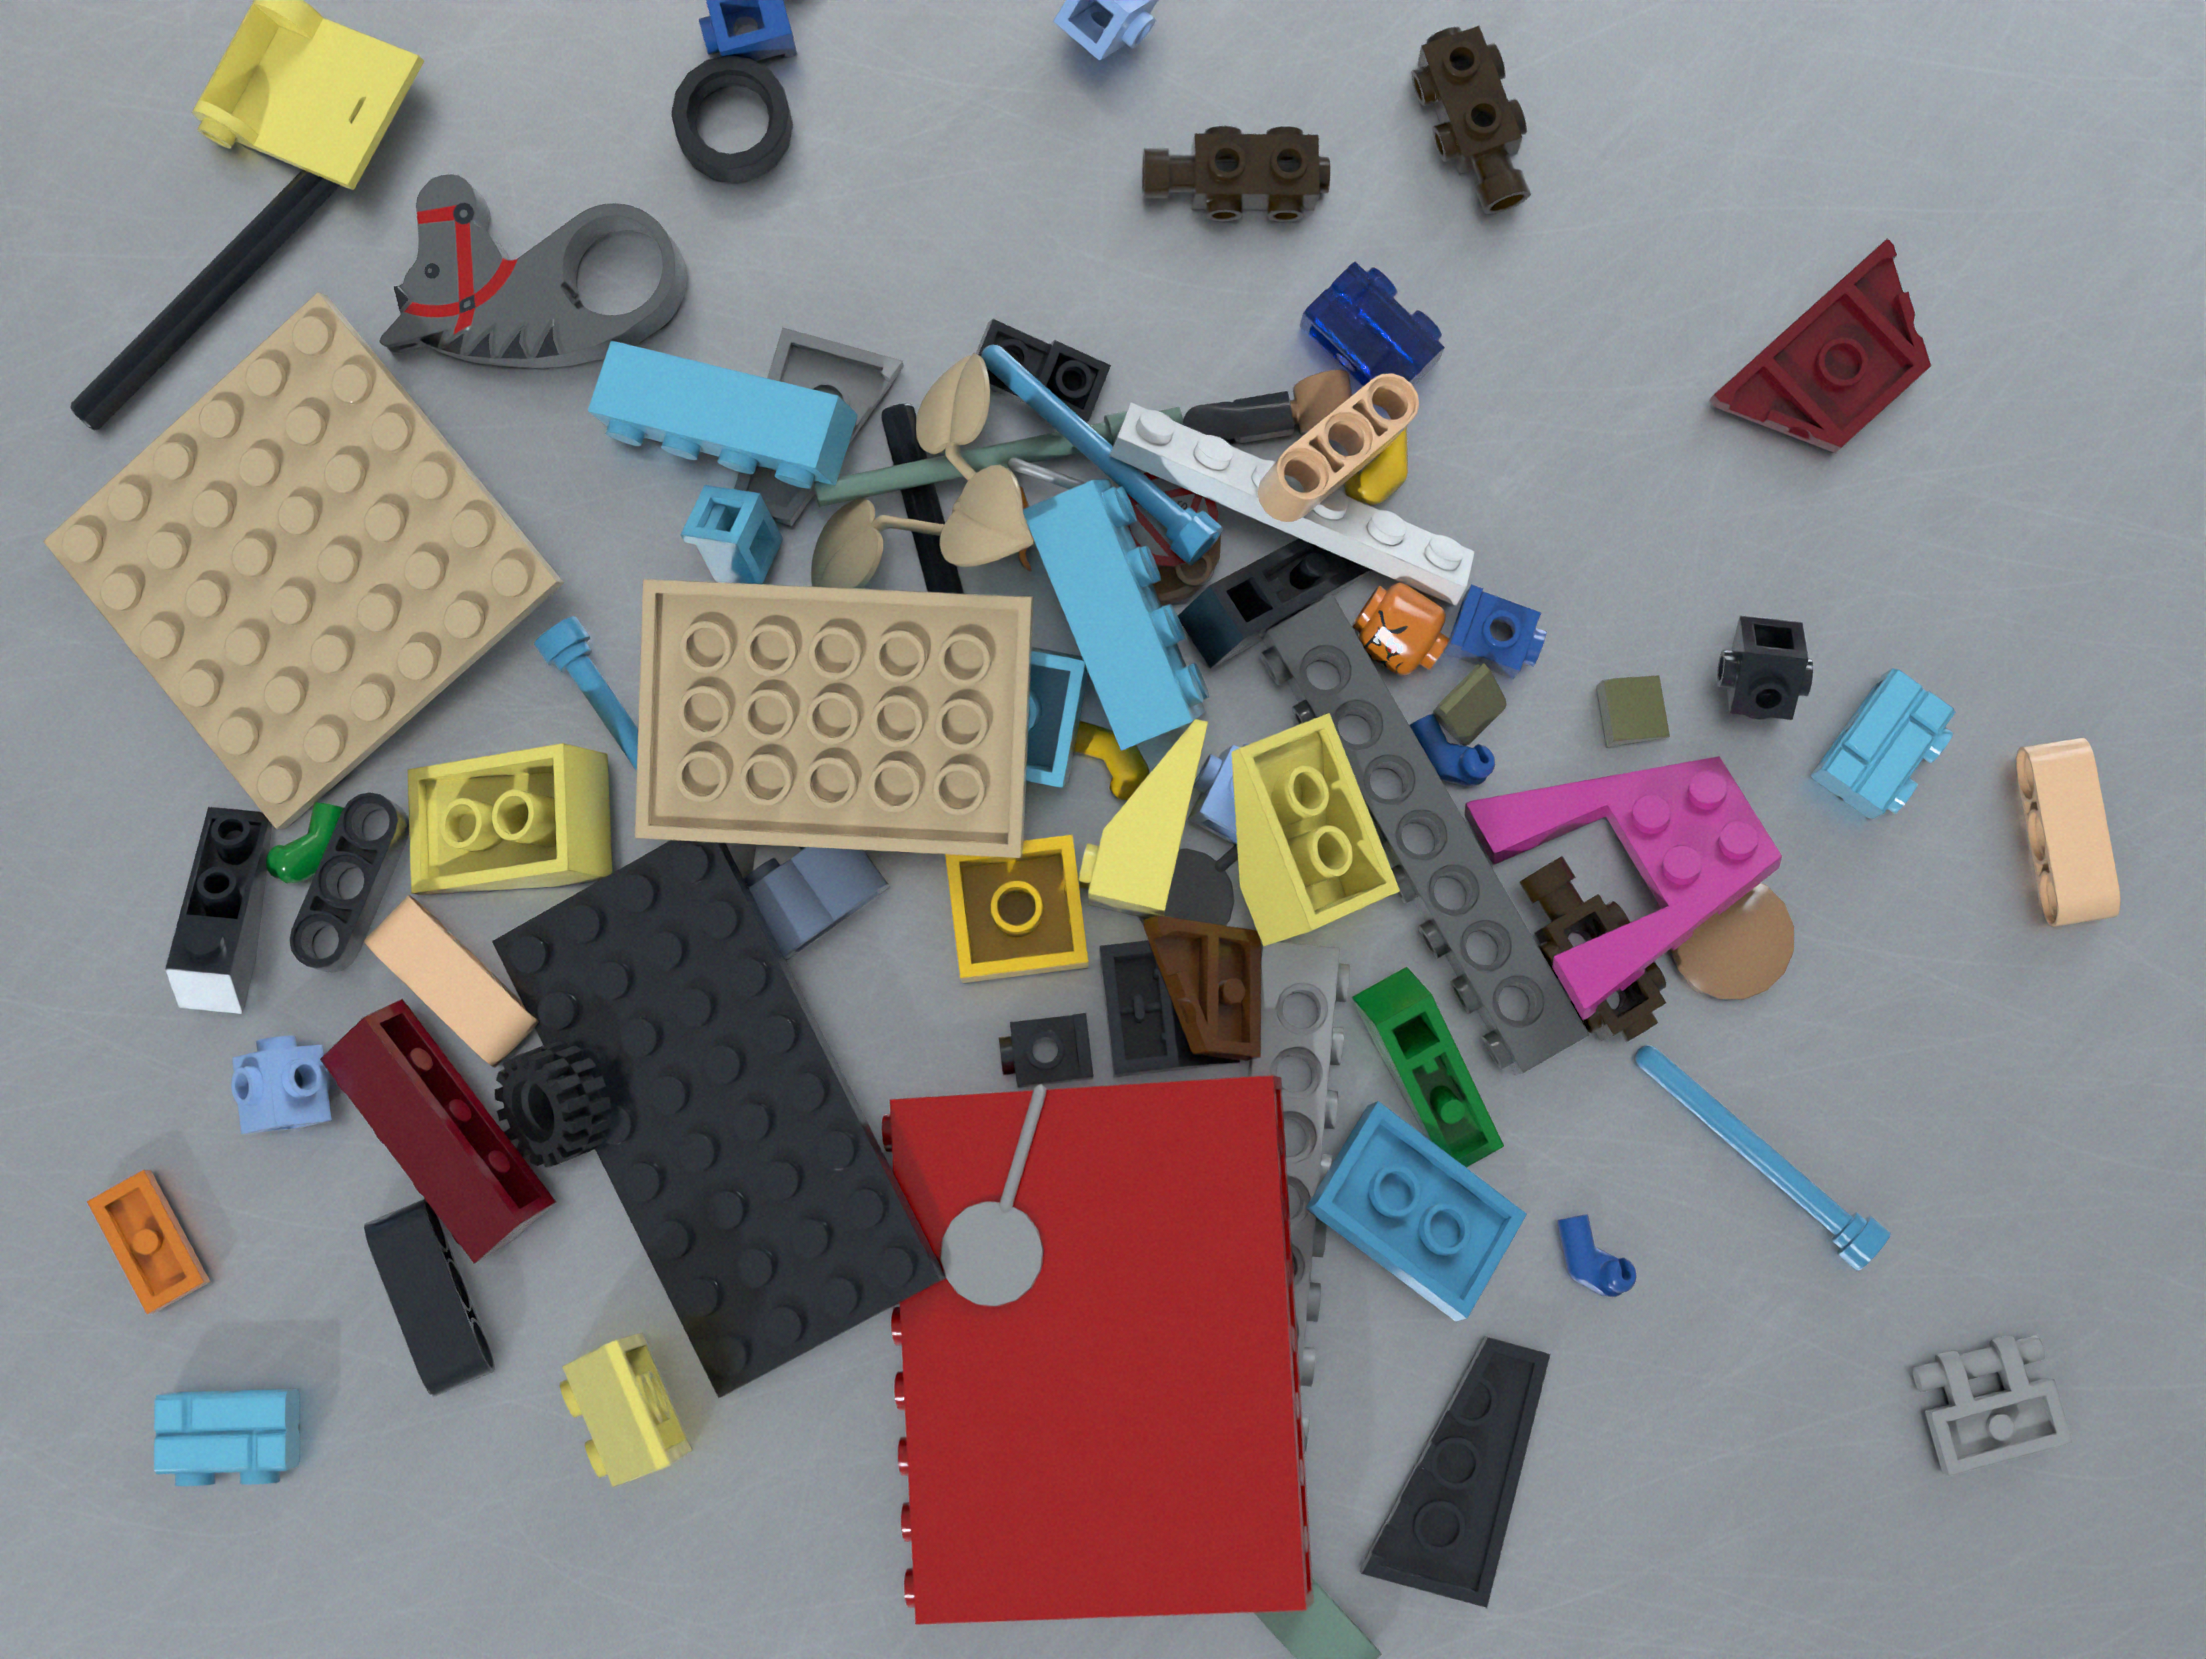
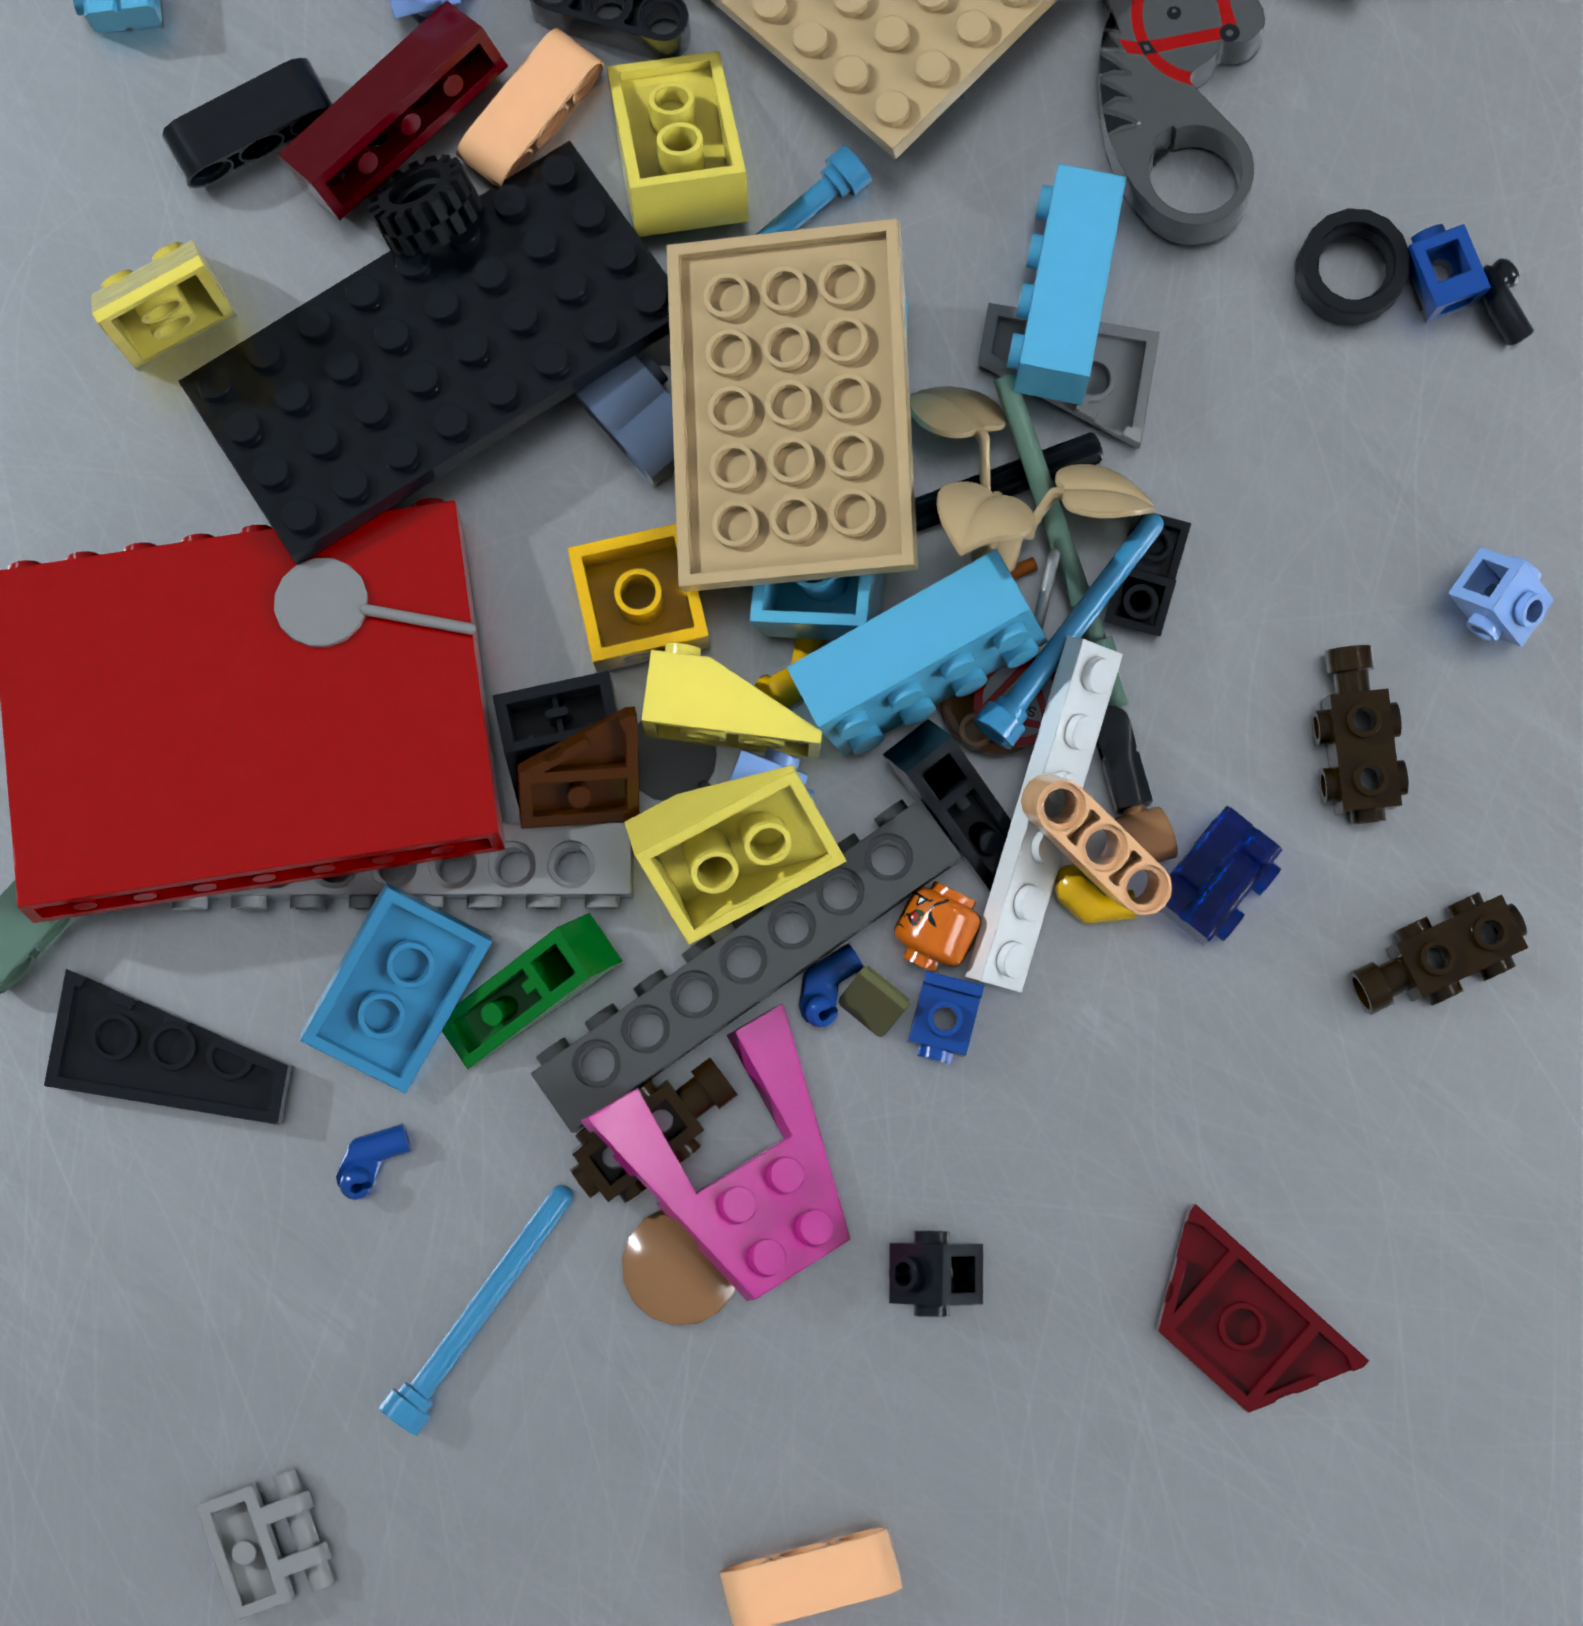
camera: 90 degrees right, 0 degrees up
(733, 534) = (958, 307): medium azure brick -> none
(1073, 1055) = (518, 663): black brick -> none
(1632, 710) = (887, 1156): olive slope -> none
(1885, 744) = (876, 1396): medium azure brick -> none

